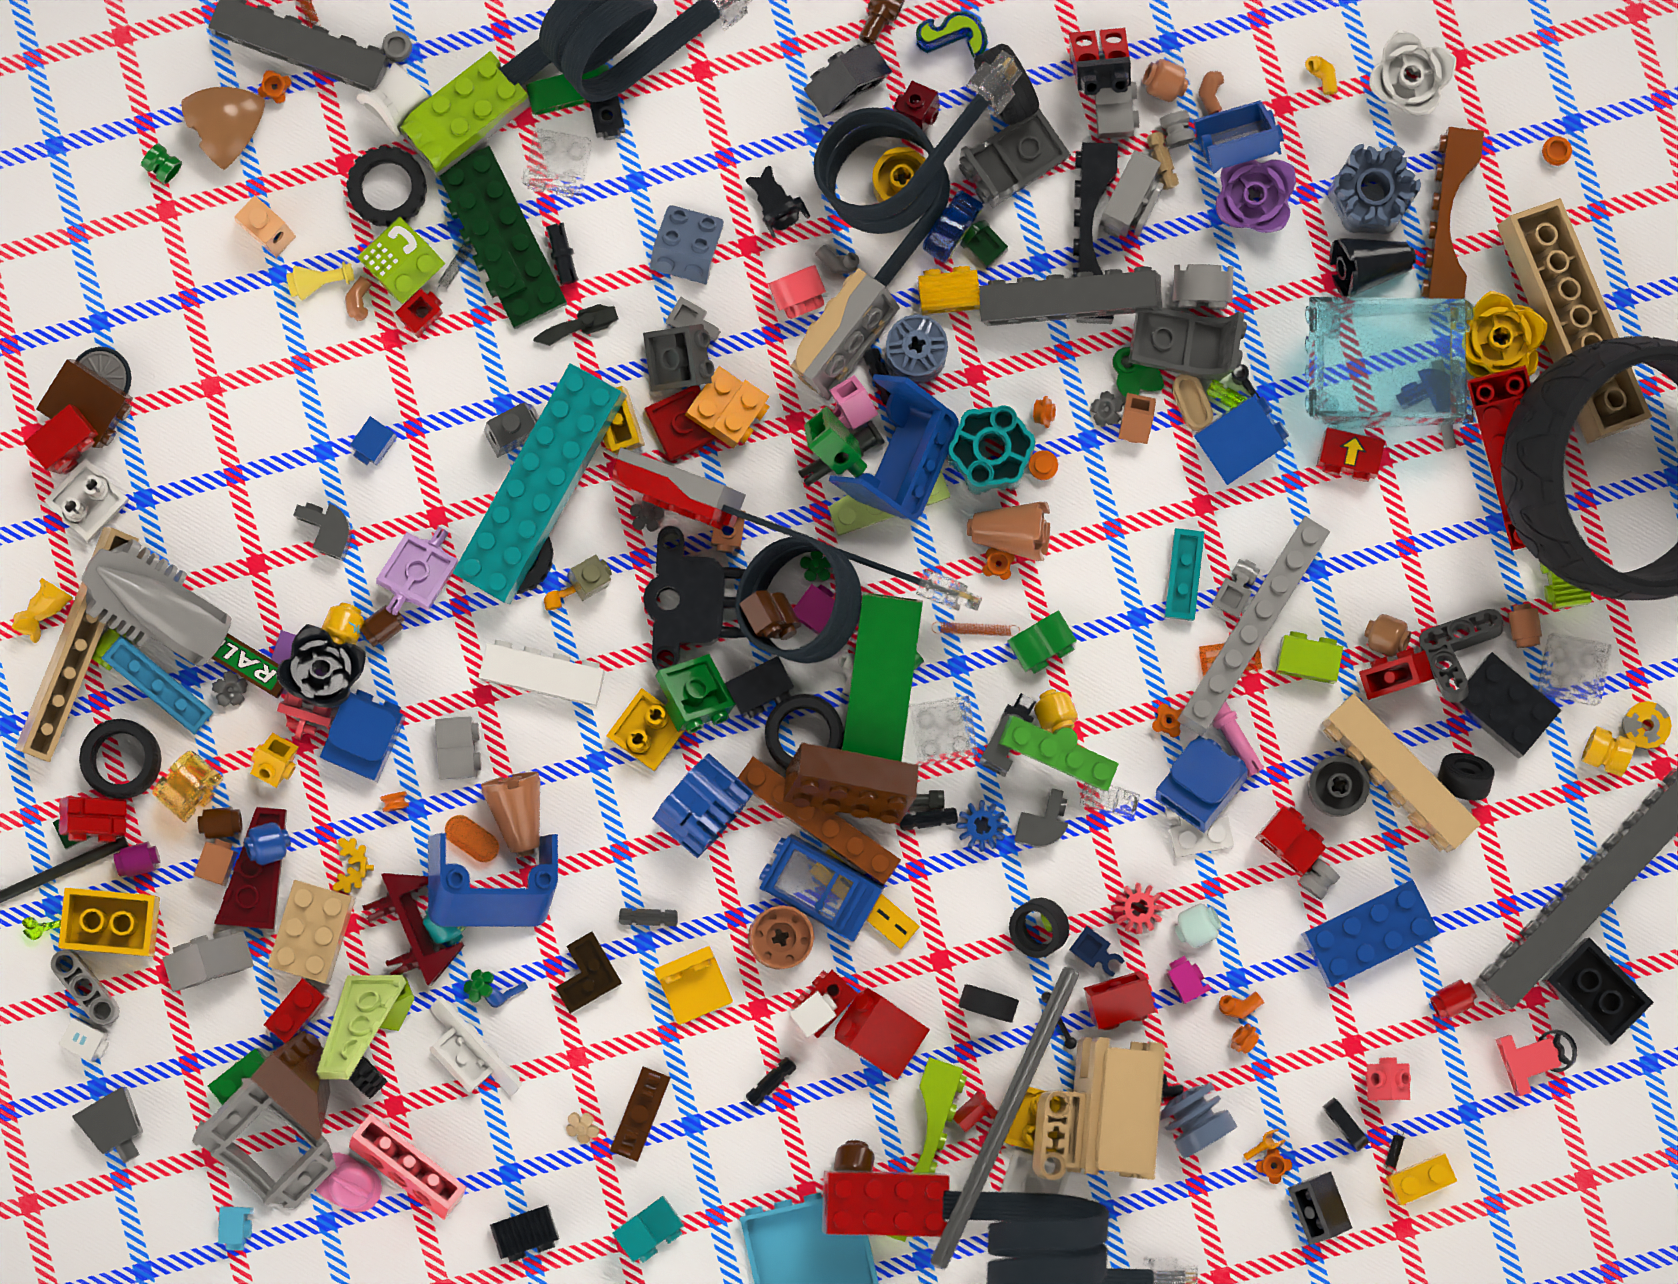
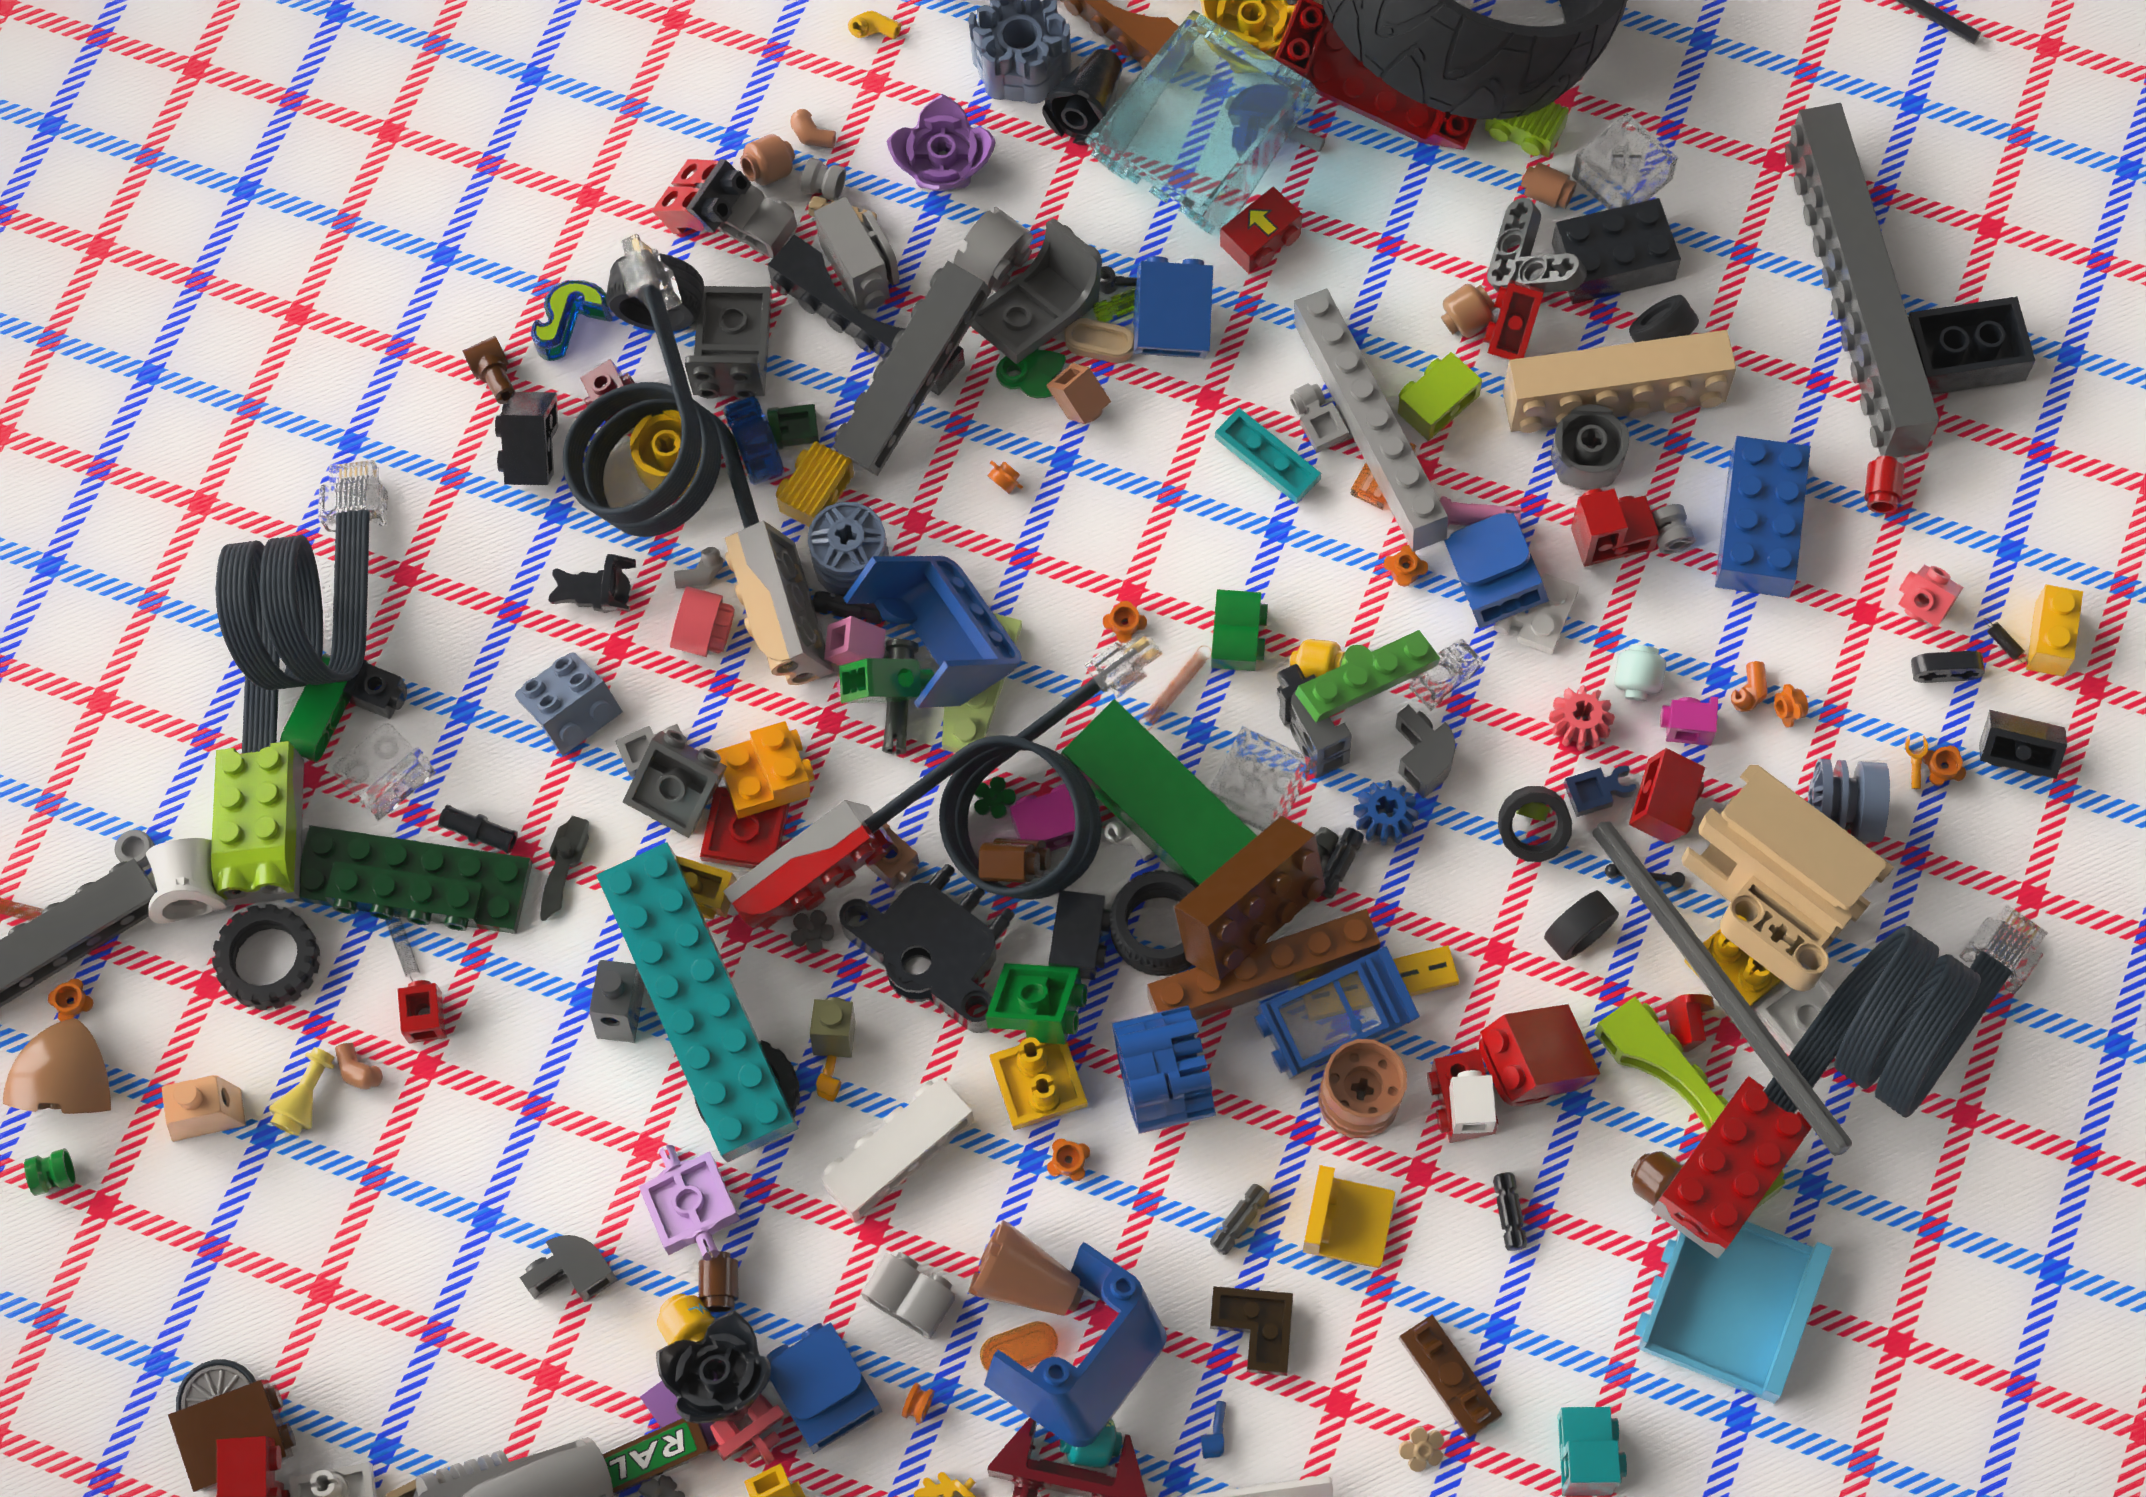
camera: 50 degrees left, 15 degrees down
(372, 442) = (516, 1155): blue brick -> none
(400, 260) = (353, 990): lime slope -> none
(479, 985) = (1186, 1452): green plant -> none
(619, 788) = (1064, 1149): none -> orange plate
(983, 473) = (1011, 569): teal piece -> none
(1013, 529) = (1101, 579): nougat cone -> none
(1043, 465) = (1057, 514): orange plate -> none
(1107, 409) = (1047, 419): dark grey plant -> none
(1238, 135) = (873, 125): blue window -> none
(1534, 1058) = (1996, 458): coral piece -> none
(1608, 751) = (1731, 188): yellow wheel -> none
(1656, 716) = (1724, 160): yellow piece -> none

